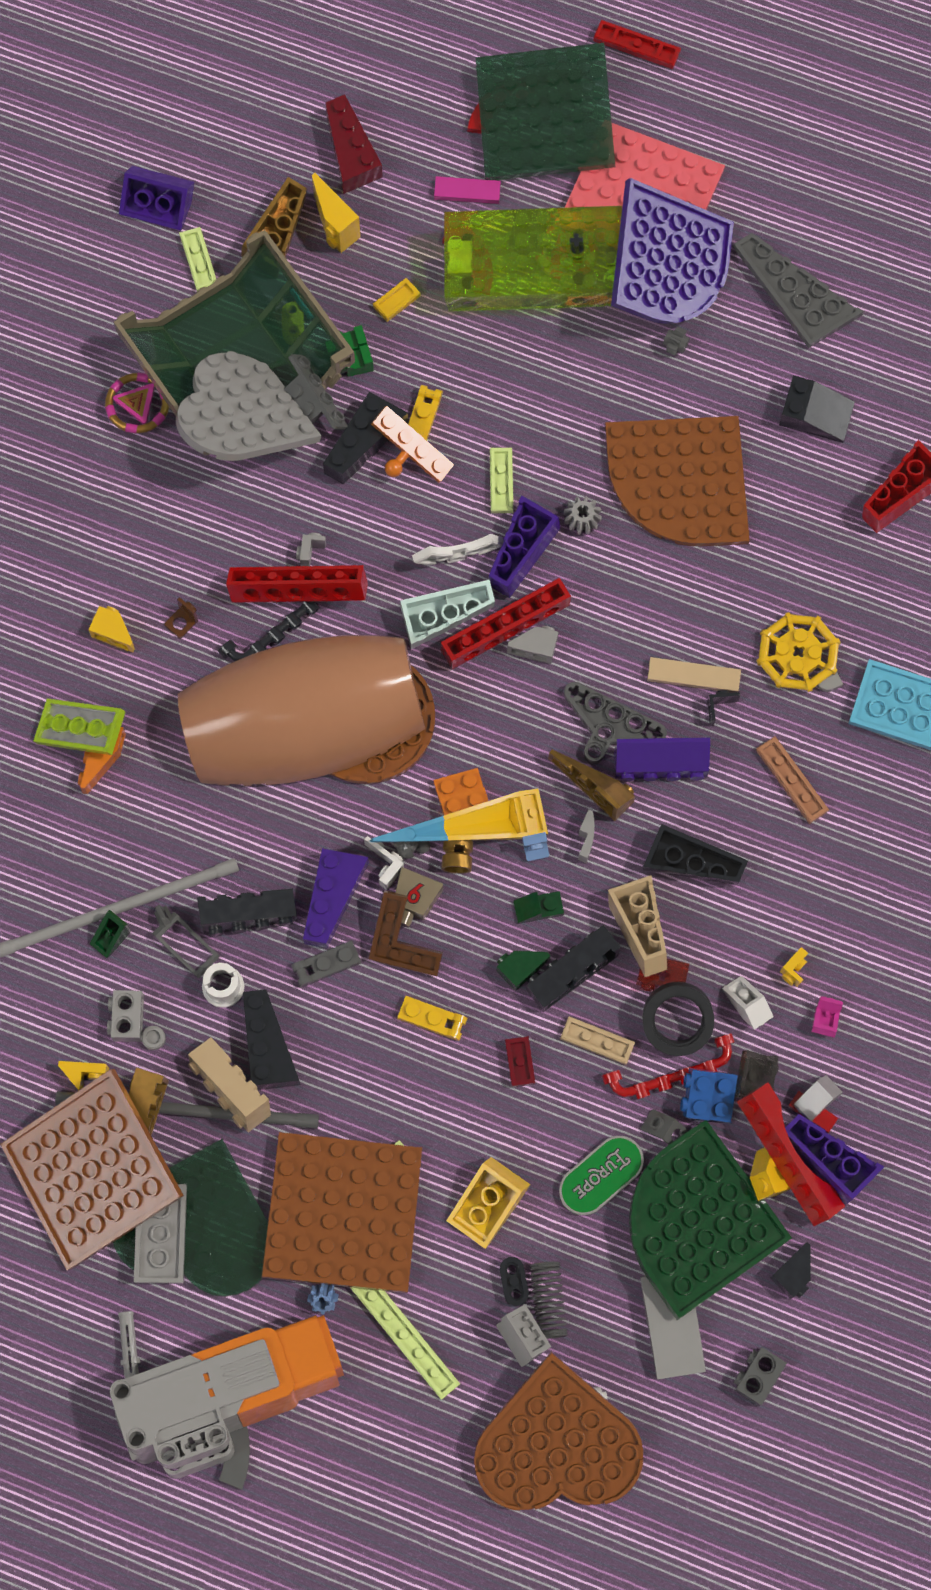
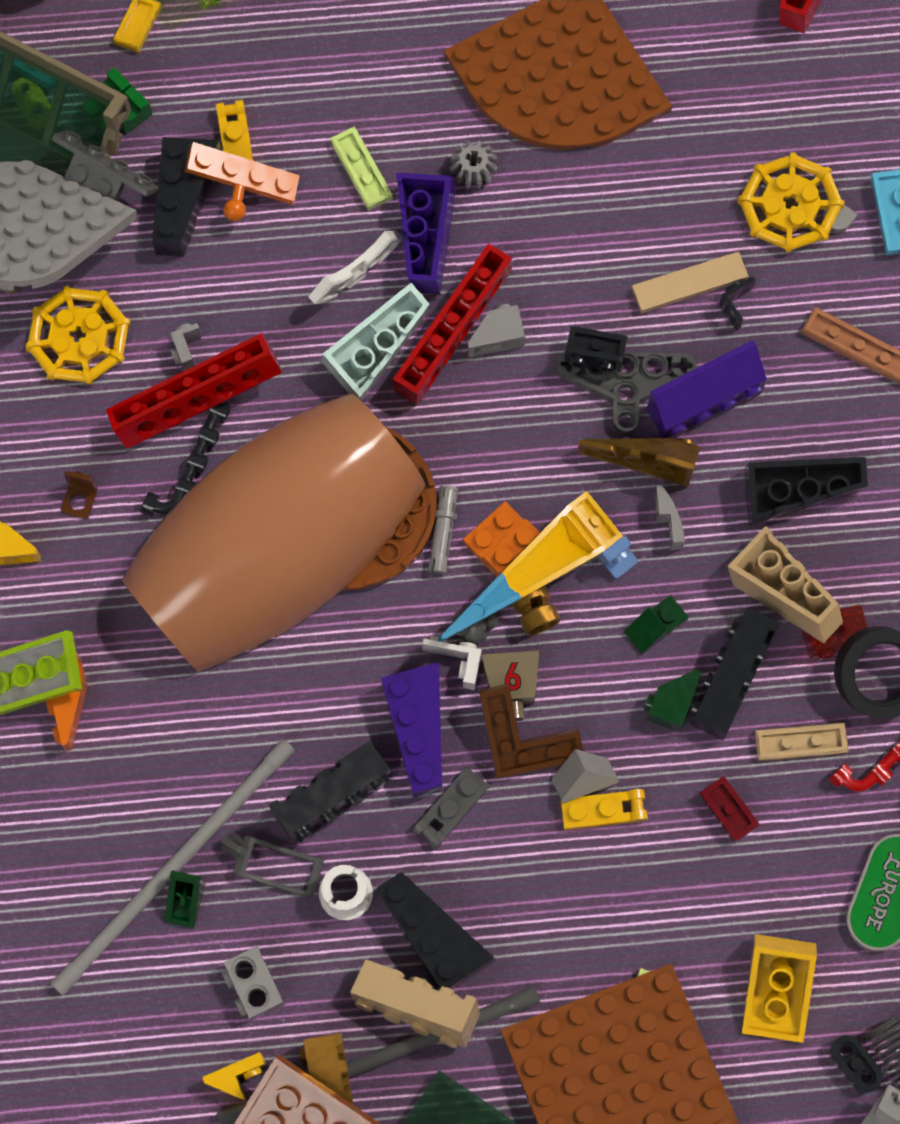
camera: 25 degrees left, 0 degrees up
(153, 1038) = (296, 993): light grey tile -> none
(242, 517) = (70, 321): none -> yellow plate
(428, 759) = (445, 517): none -> light grey pin
(430, 986) = (583, 775): none -> light grey slope
(597, 690) = (595, 349): none -> black bracket

